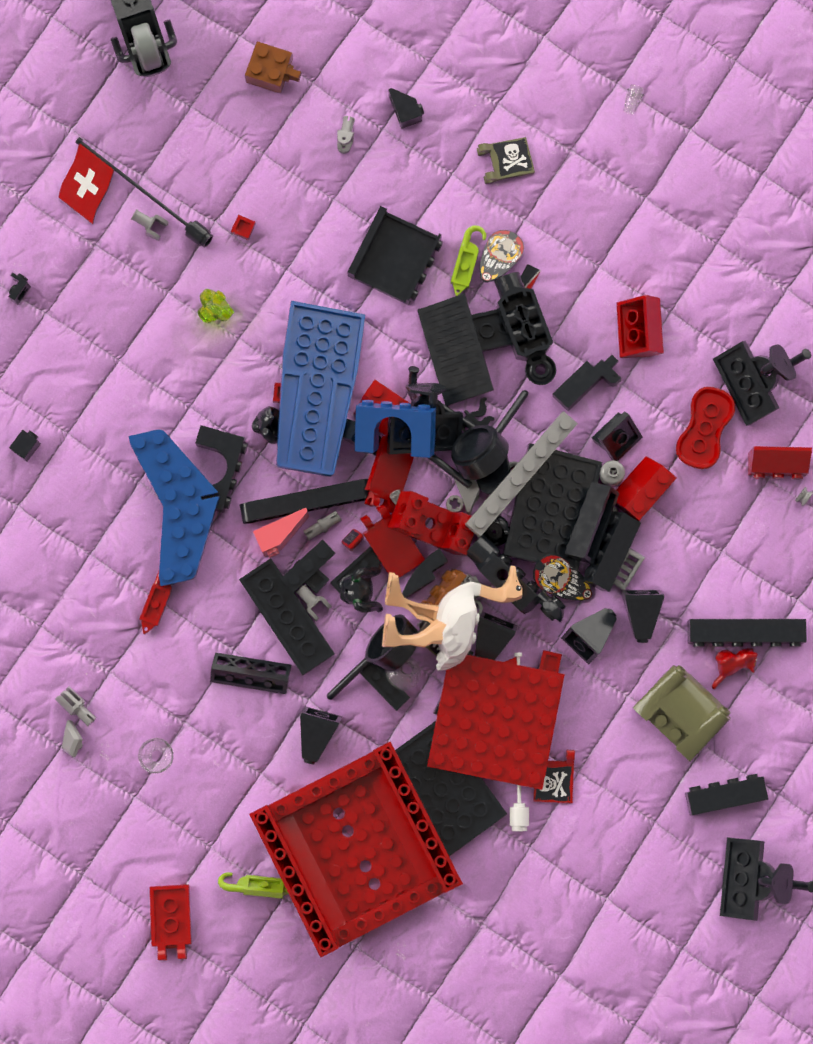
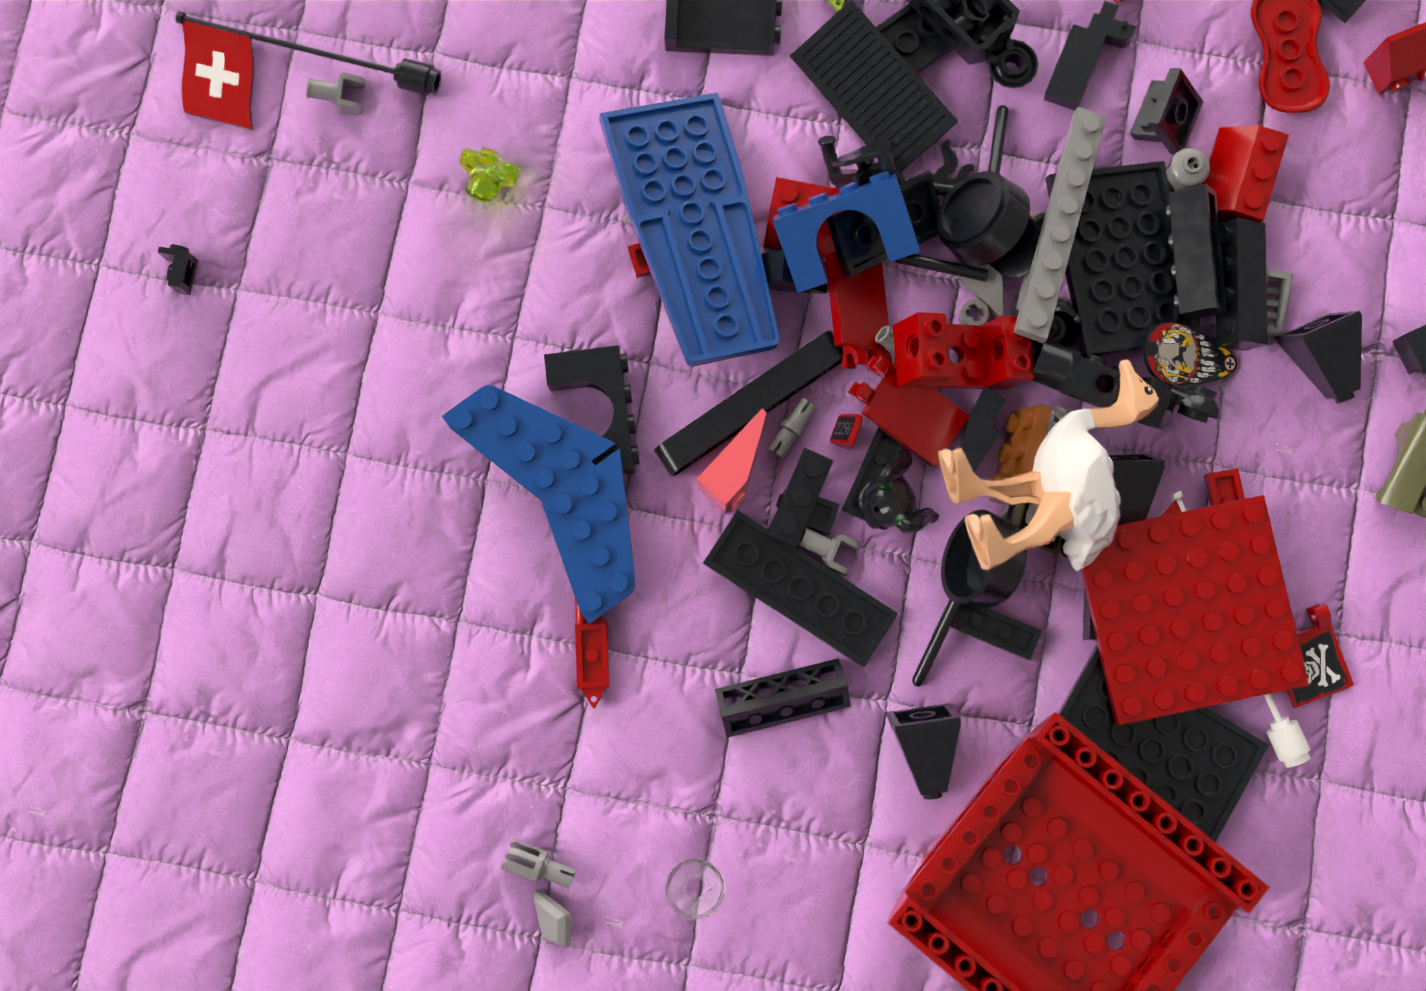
camera: 20 degrees left, 0 degrees up
(25, 444) = (288, 497): black brick -> none
(243, 227) = (480, 41): red plate -> none
(267, 424) = (644, 311): black hair -> none
(402, 680) = (1018, 609): clear piece -> none
(590, 634) = (1270, 422): slope -> none

